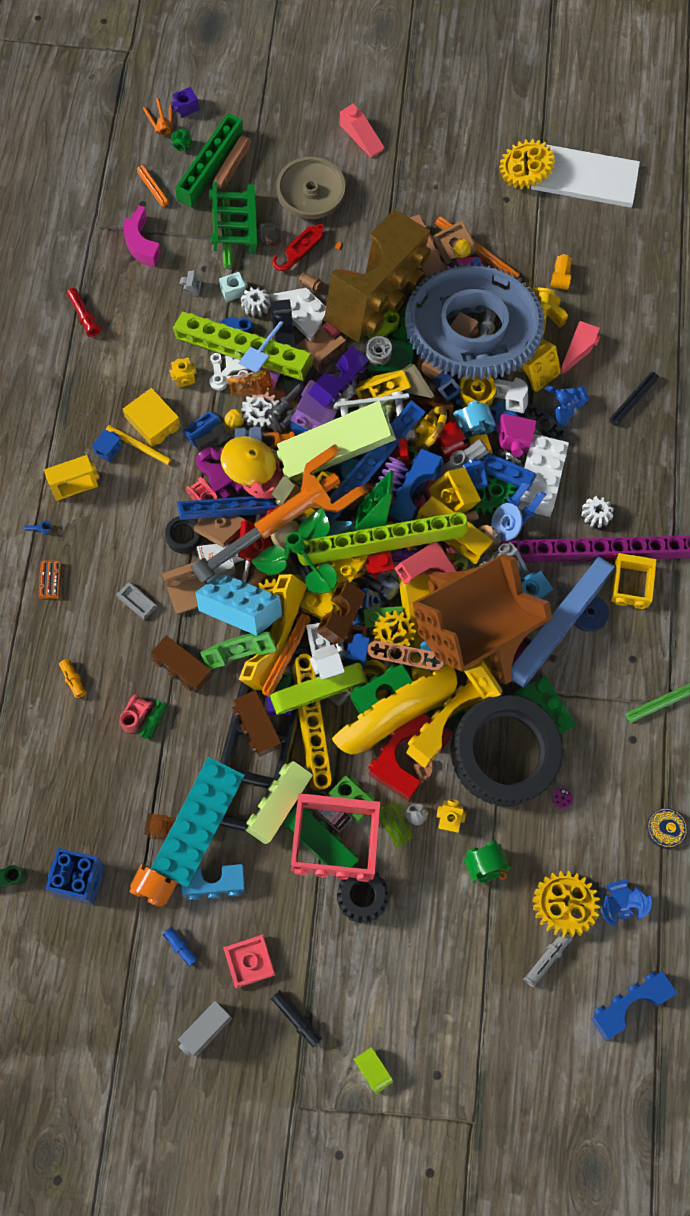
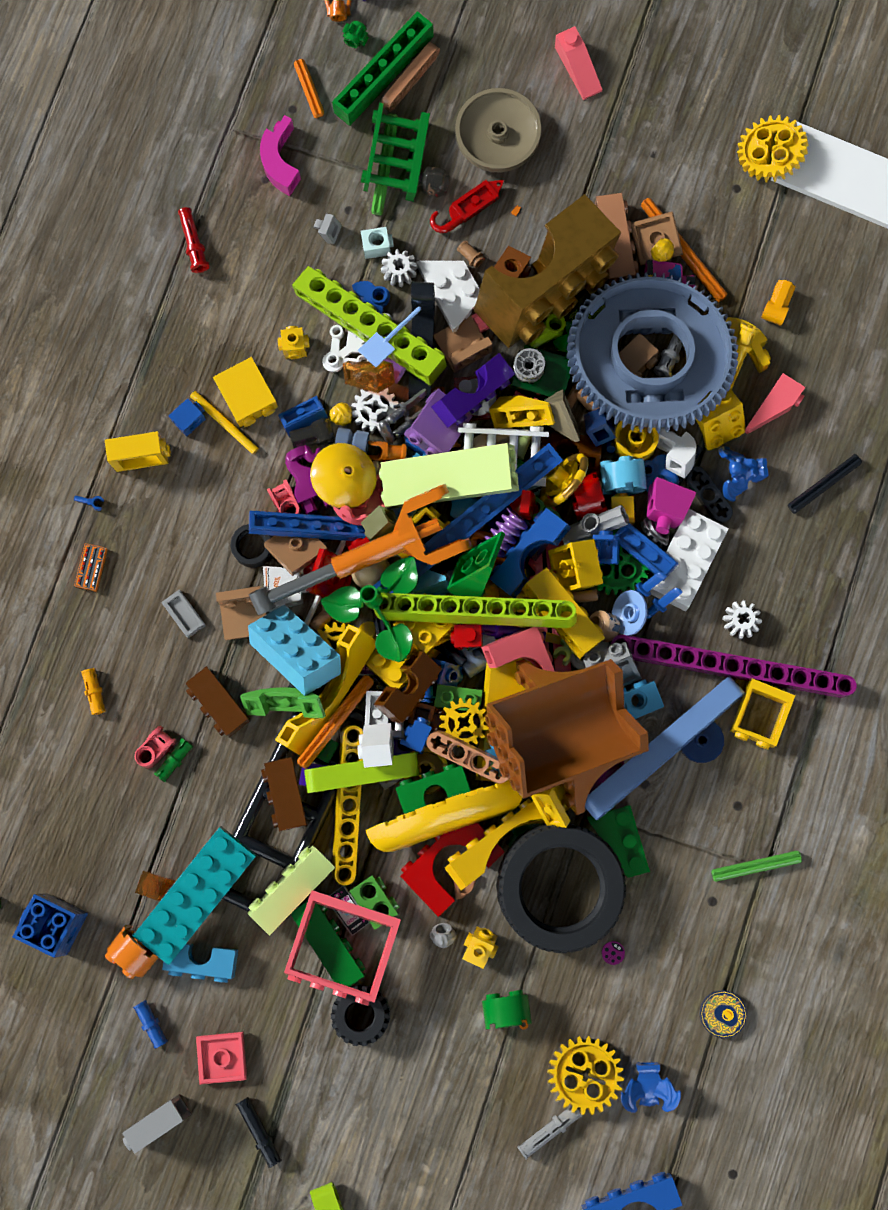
camera: 20 degrees right, 10 degrees up
(402, 839) = (406, 937): clear neon green tile -> none

